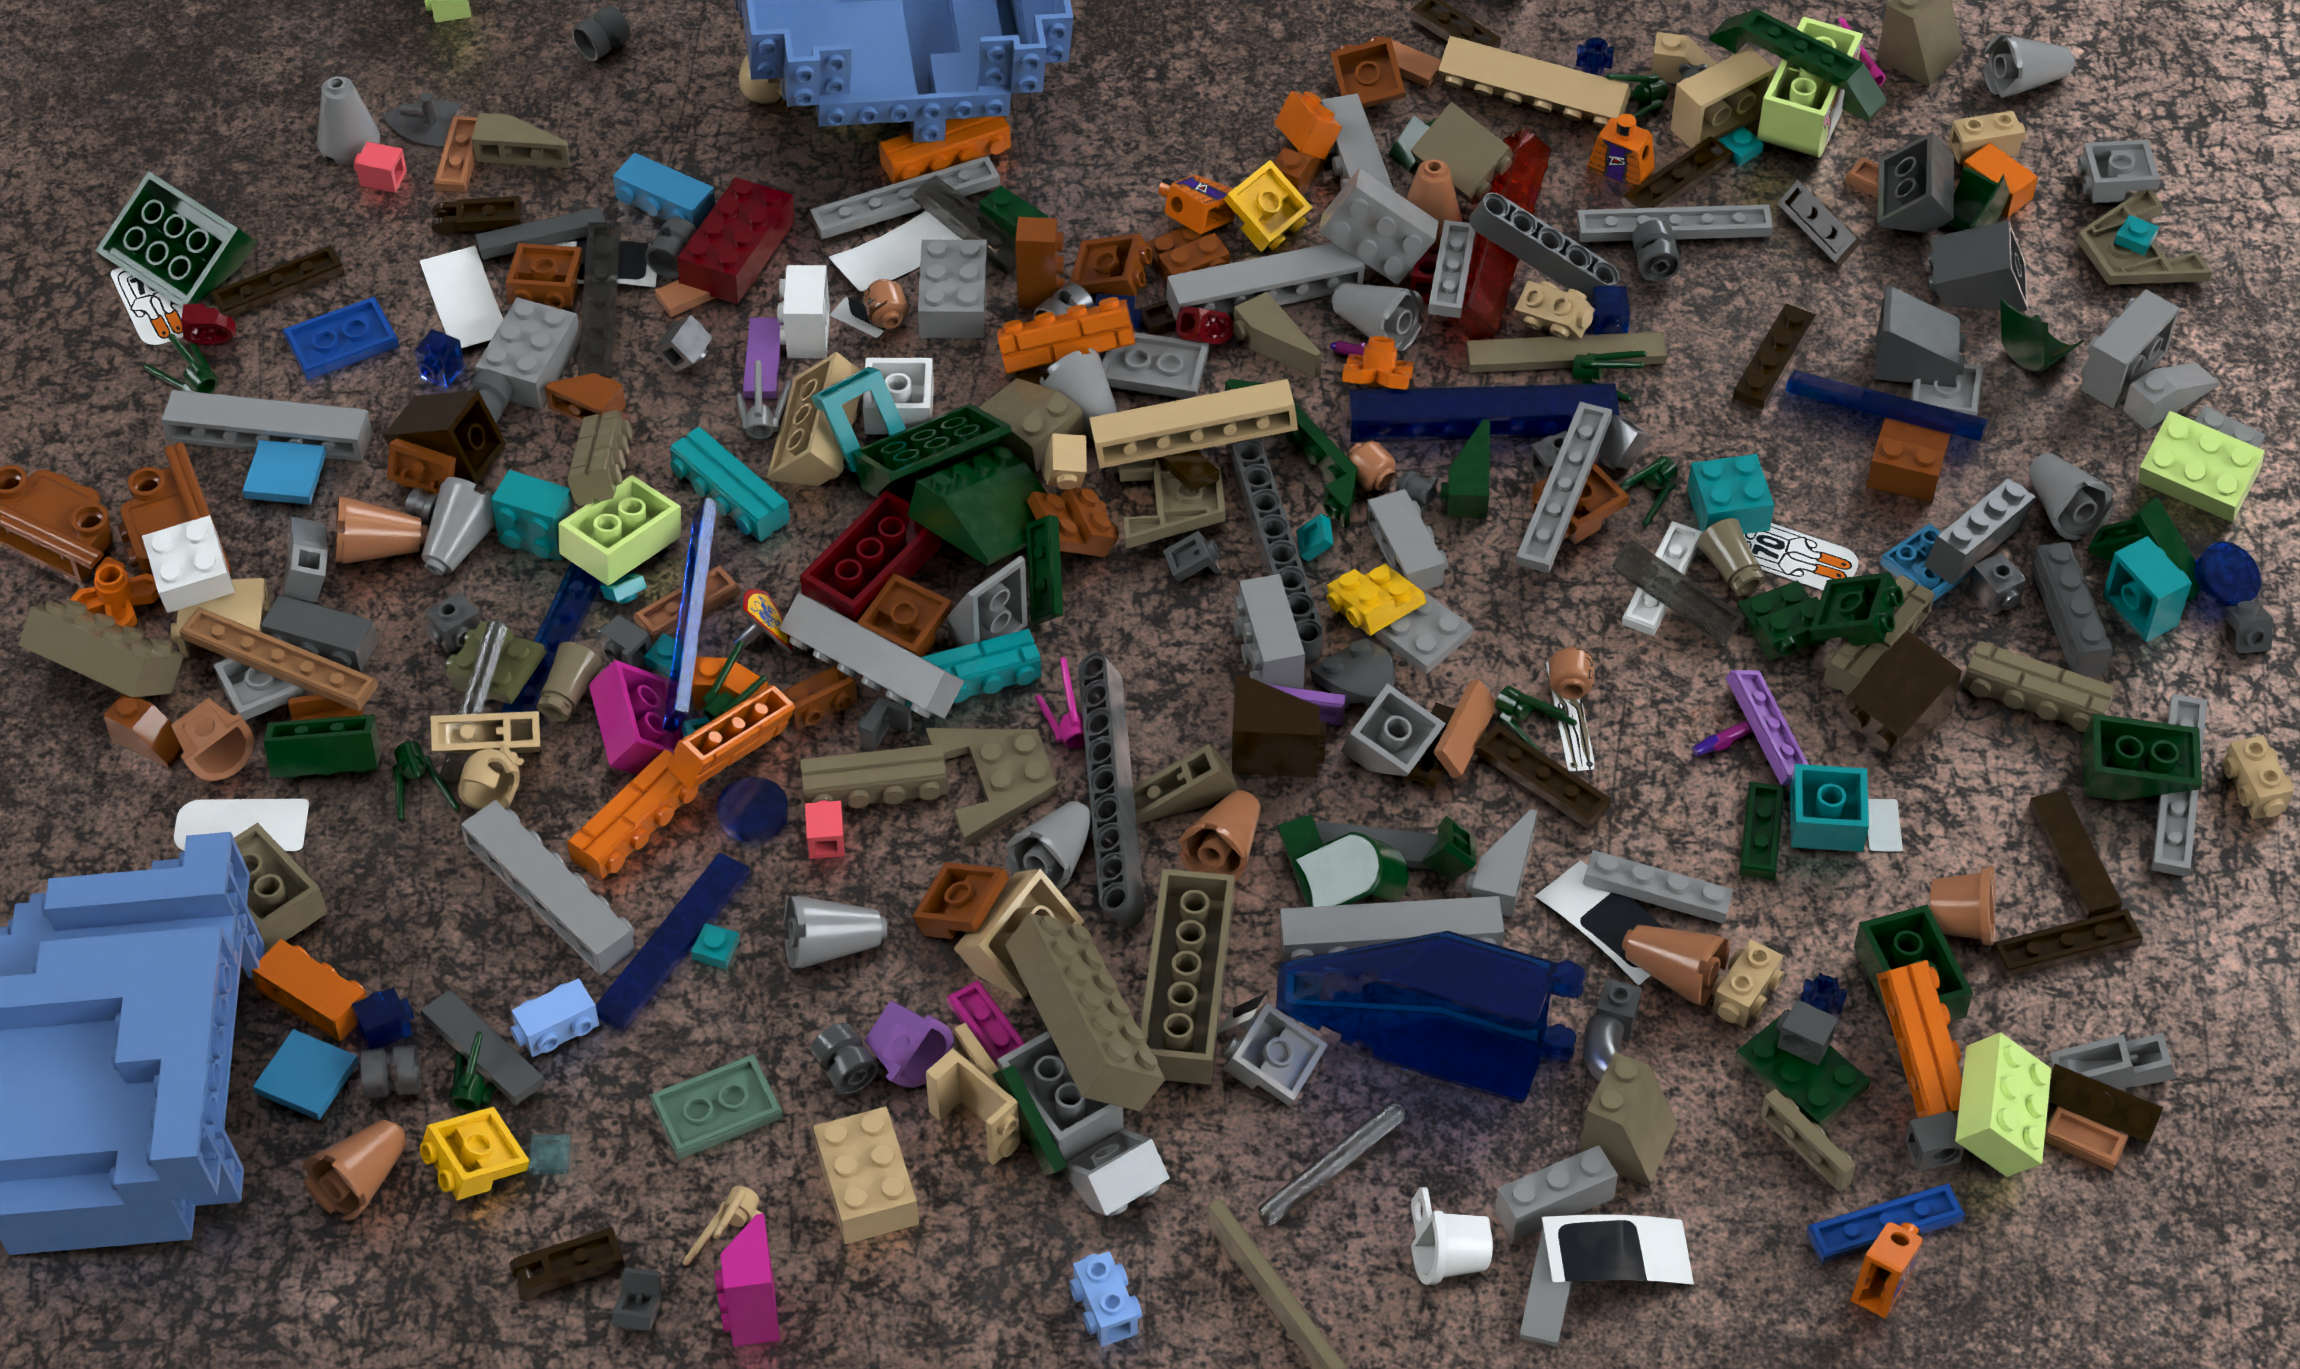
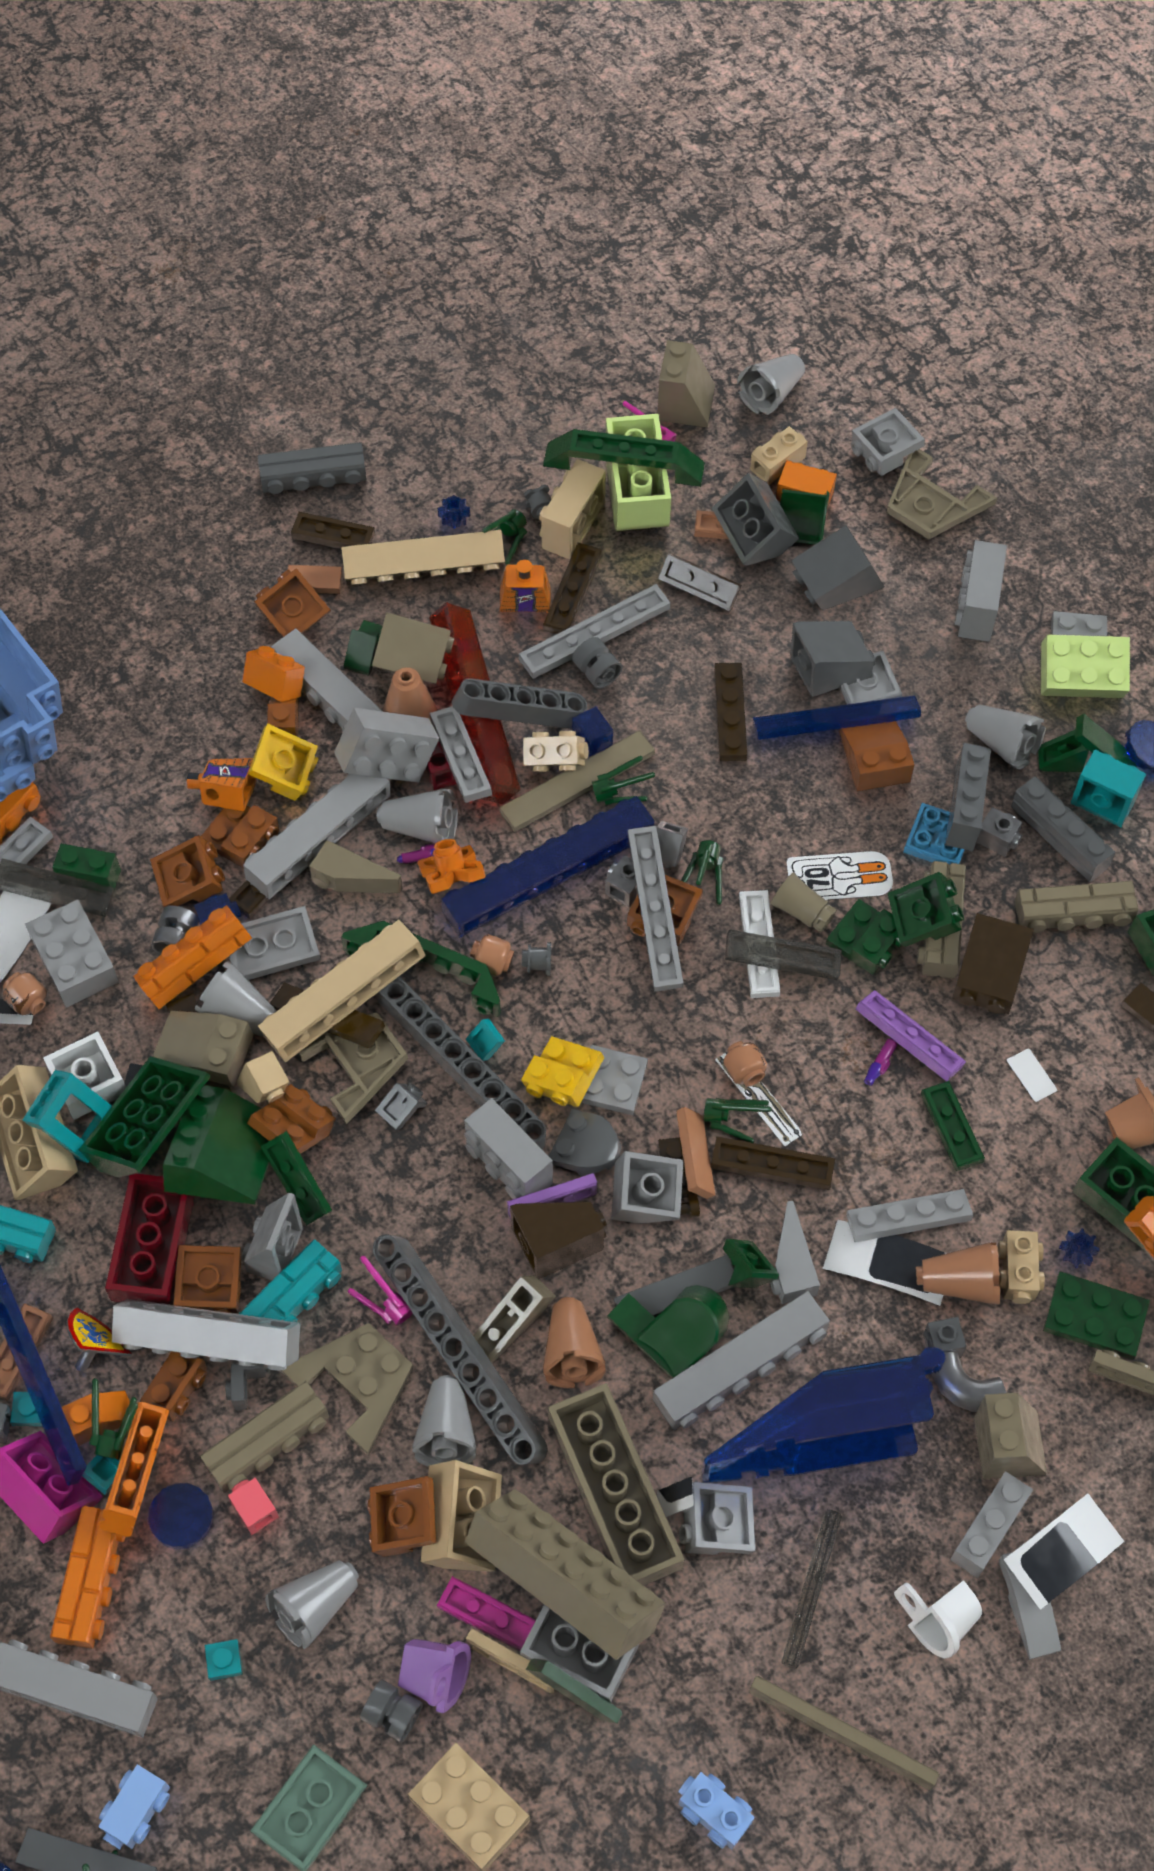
camera: 30 degrees left, 10 degrees up
(671, 941) = (185, 1676): clear blue tile -> none
(957, 1081) = (498, 1681): tan panel -> none
(1038, 260) = (135, 902): dark orange brick -> none
(1116, 1172) = (658, 1691): slope -> none
(1203, 325) = (292, 892): dark red rock -> none
(1406, 539) = (555, 1007): light grey brick -> none
(1469, 477) = (574, 934): dark green slope -> none
(1672, 51) = (513, 483): tan slope -> none
(1731, 490) = (771, 851): teal brick -> none
(1743, 144) = (604, 538): teal plate -> none
(1806, 1031) = (1092, 1290): dark grey brick -> none
(1829, 807) = (995, 1086): teal brick -> none
(2029, 340) = (909, 616): dark green piece -> none
(2136, 234) = (930, 491): teal plate -> none
(2165, 391) = (1022, 612): light grey slope -> none

